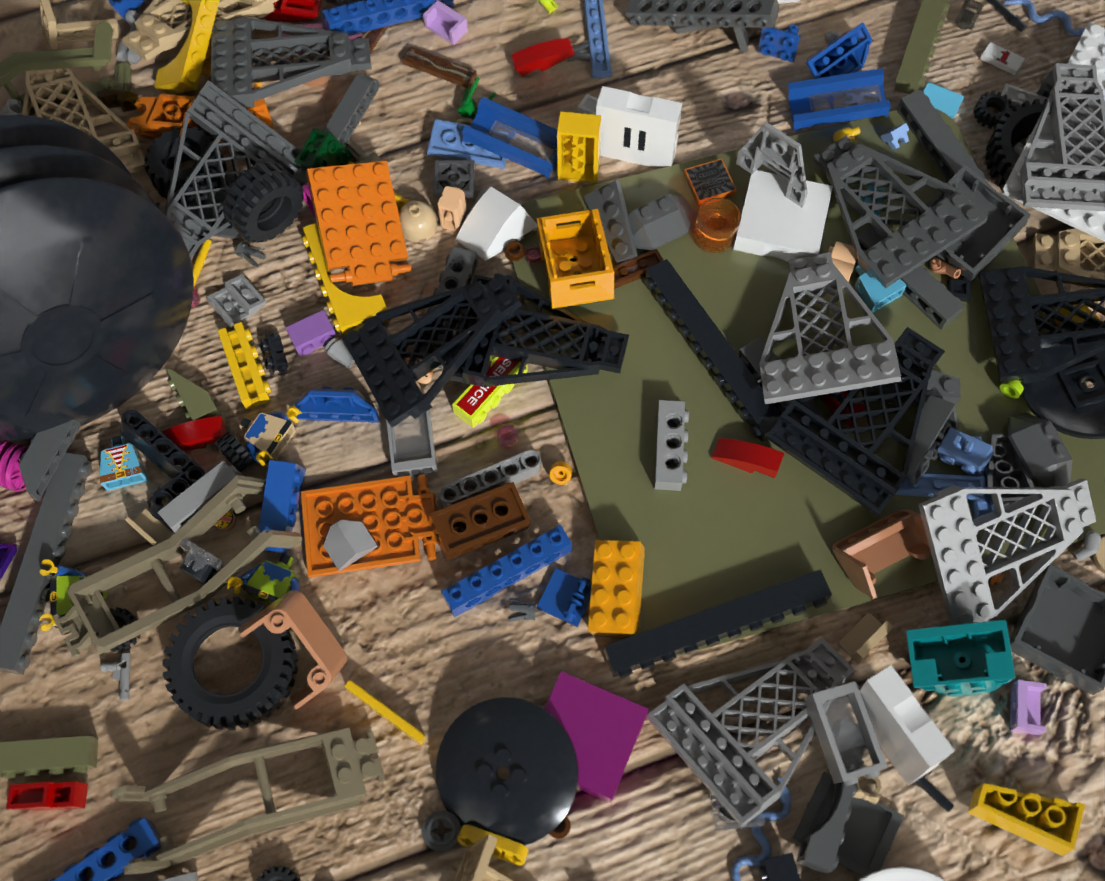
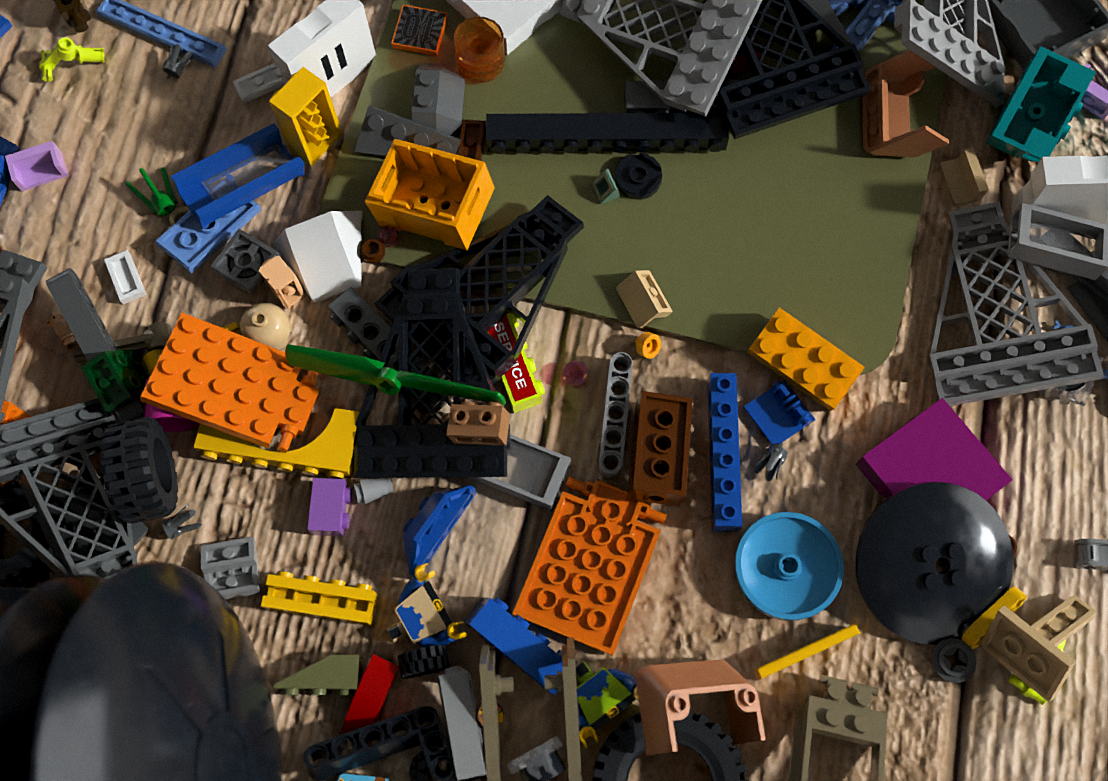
camera: 60 degrees left, 5 degrees up
(271, 345) = (313, 559): black hinge -> none
(348, 542) = (603, 593): light grey slope -> none
(401, 119) = (125, 277): none -> white tile
(411, 380) = (478, 423): none -> medium nougat brick
(412, 304) = (386, 379): none -> green piece
(439, 67) = (88, 203): reddish brown tile -> none
(443, 663) = (789, 566): none -> dark azure dish
(542, 56) = (157, 94): red slope -> none
(595, 448) = (643, 298): none -> tan panel
(666, 477) = (690, 239): light grey brick -> none
(669, 374) = (605, 187): none -> sand green slope
(695, 390) = (638, 176): none -> black tile
(717, 623) = (888, 294): black brick -> none
(748, 456) = (738, 167): red slope -> none

